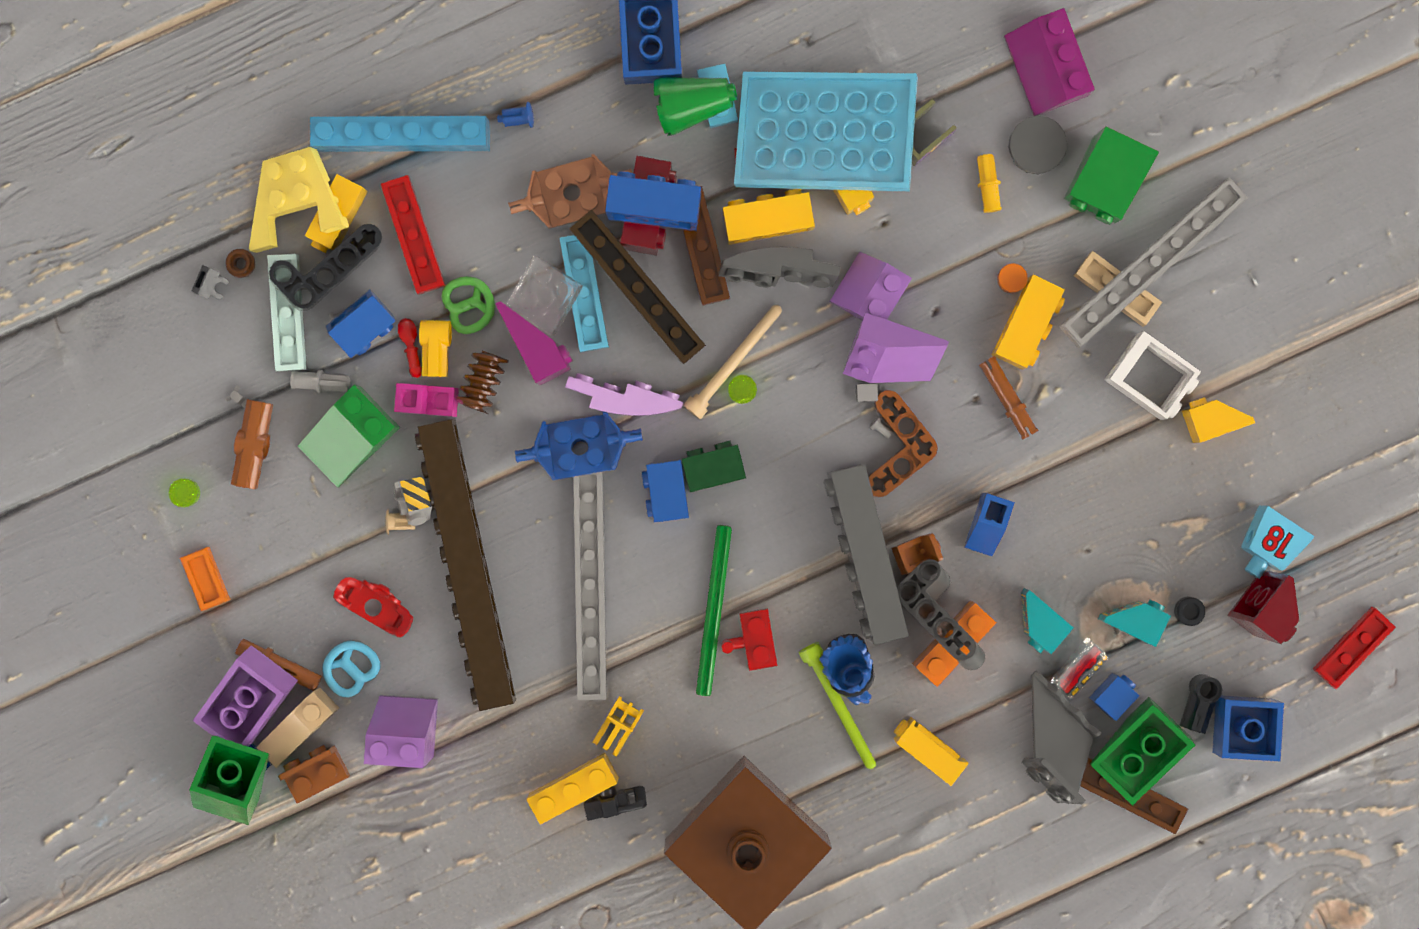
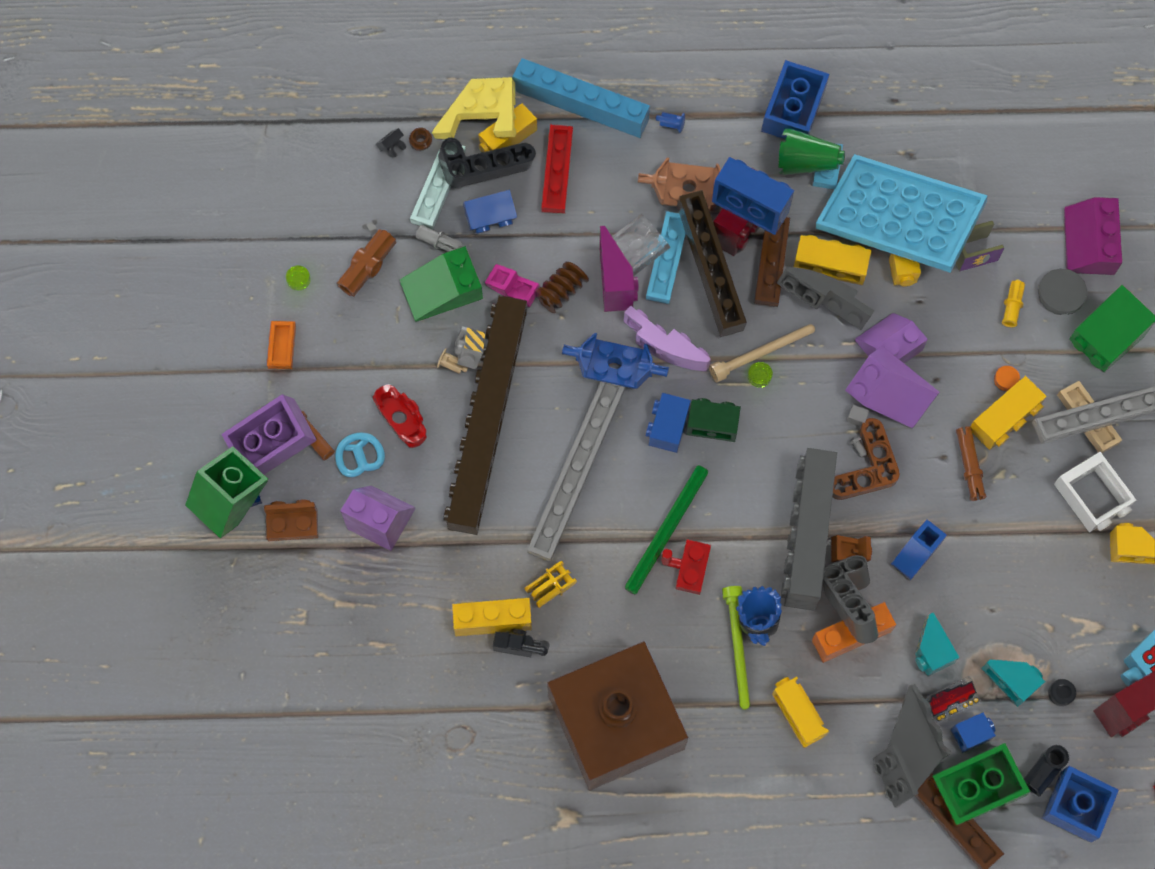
camera: 20 degrees right, 20 degrees down
(298, 726) = (298, 479): tan slope -> none
(407, 333) = (520, 236): red piece -> none
(435, 339) = (538, 247): yellow piece -> none
(468, 304) = (576, 232): bright green piece -> none

